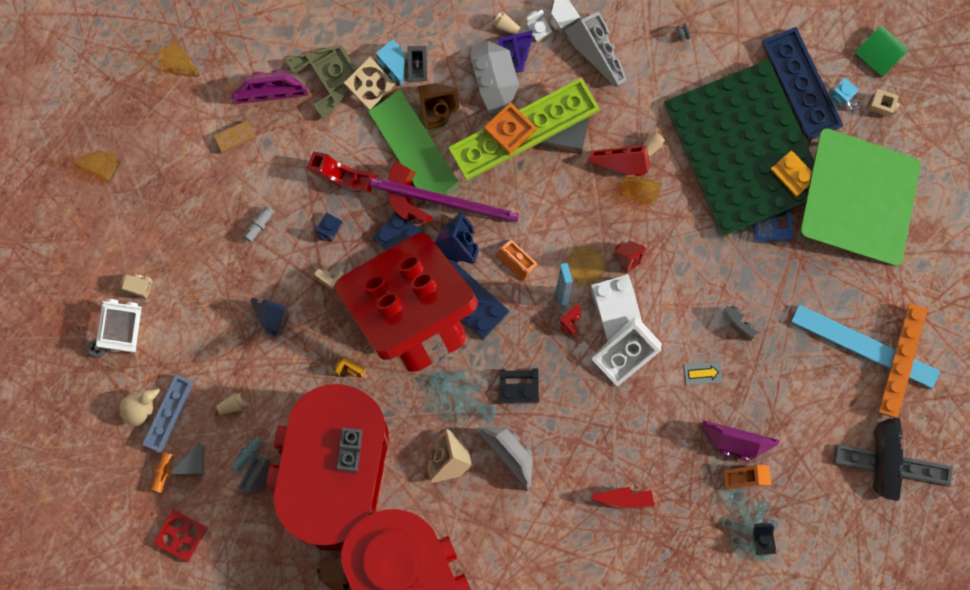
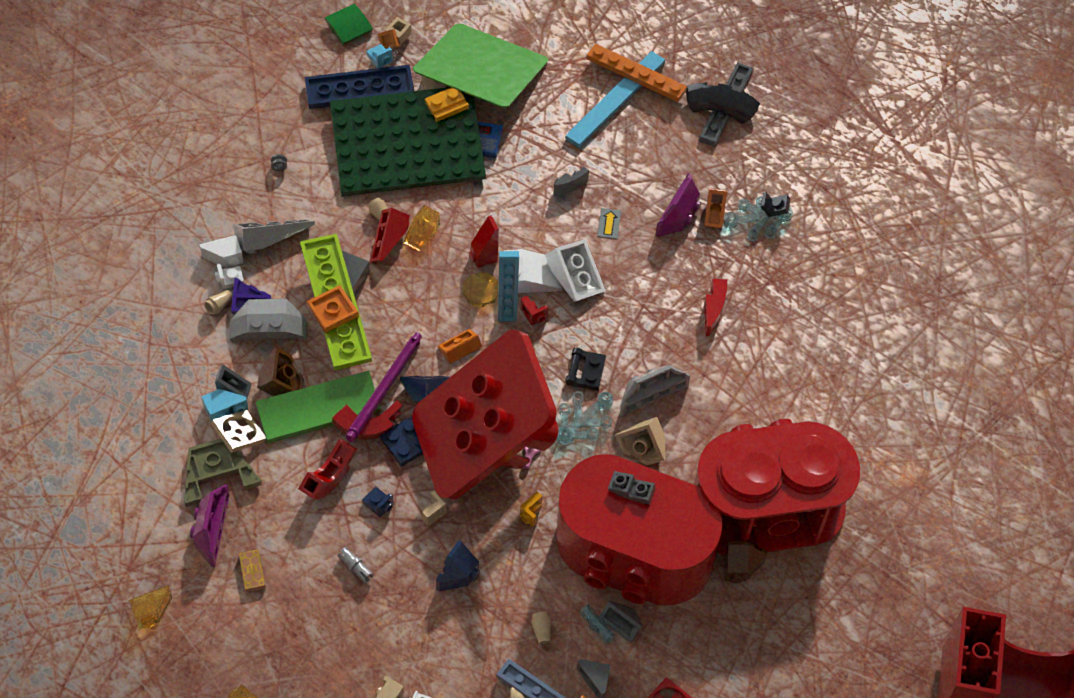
camera: 80 degrees left, 20 degrees down
(867, 95) = (388, 39): none -> orange tile

